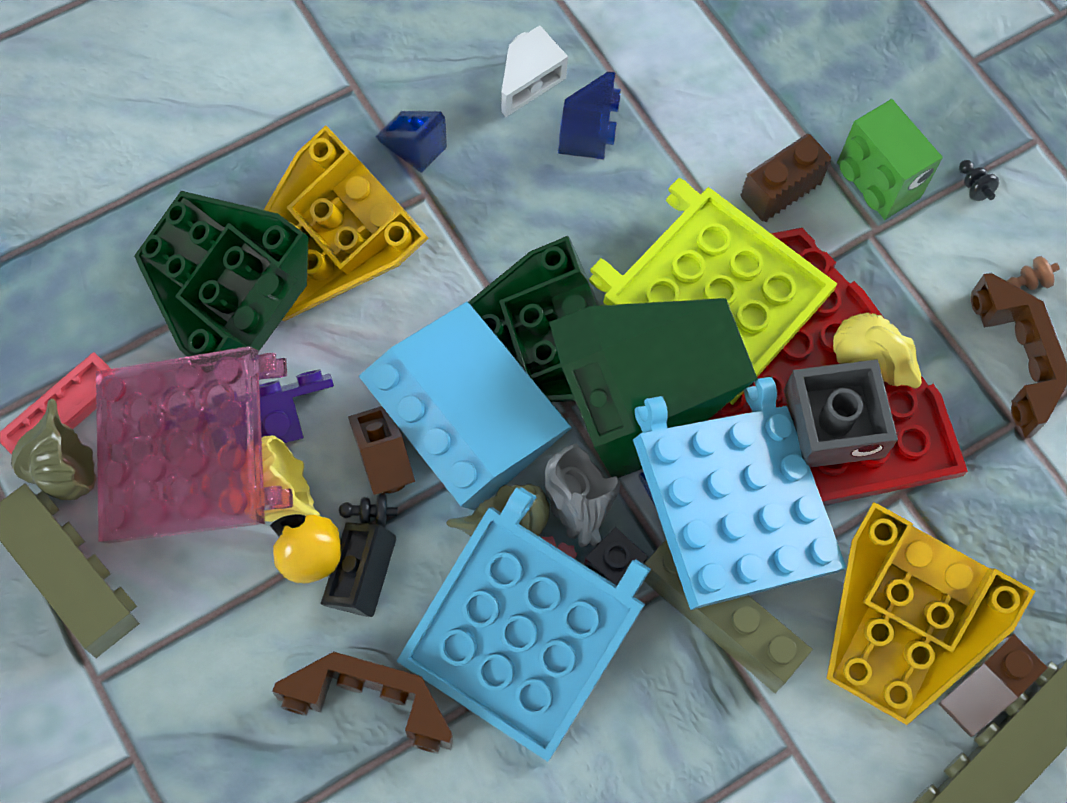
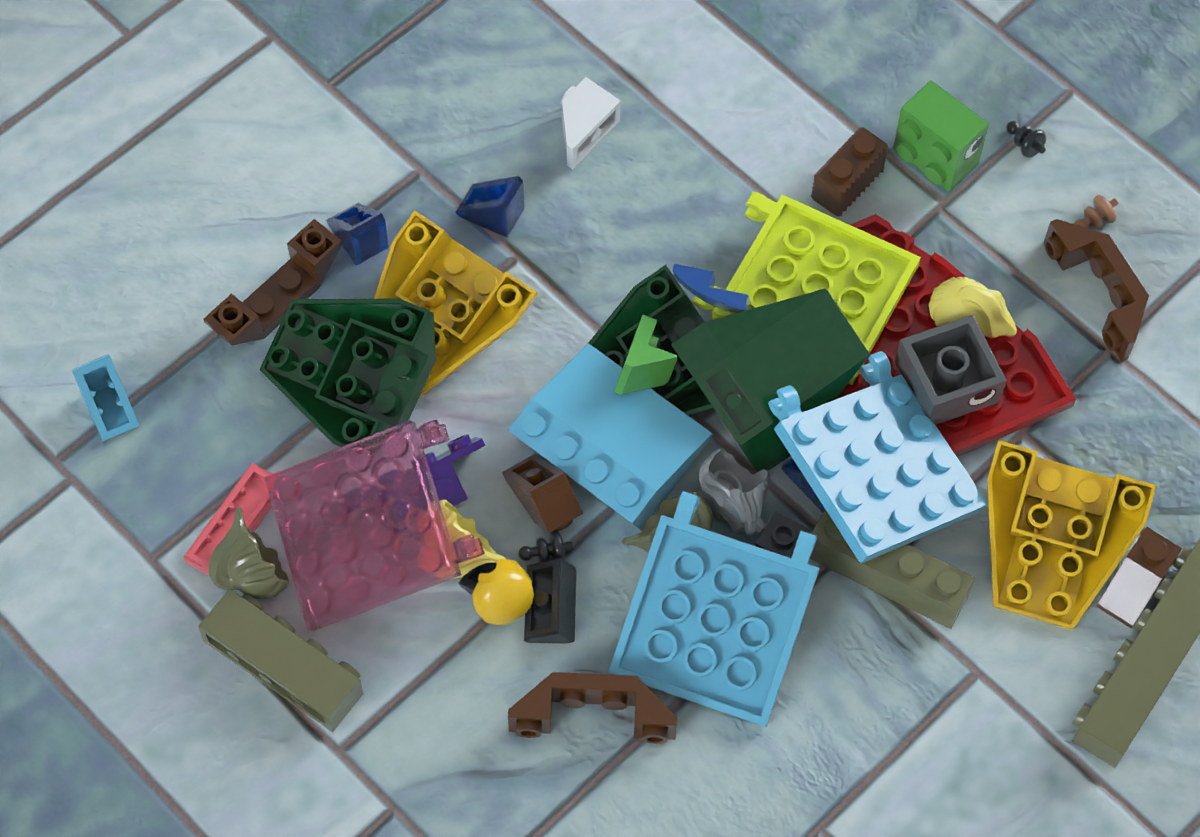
camera: 10 degrees left, 5 degrees down
(201, 170) = (299, 278): none -> reddish brown slope
(273, 137) = (361, 232): none -> clear blue slope
(516, 336) = (645, 364): none -> bright green slope
(586, 117) = (652, 156): clear blue slope -> none
(599, 266) = (701, 284): none -> blue slope

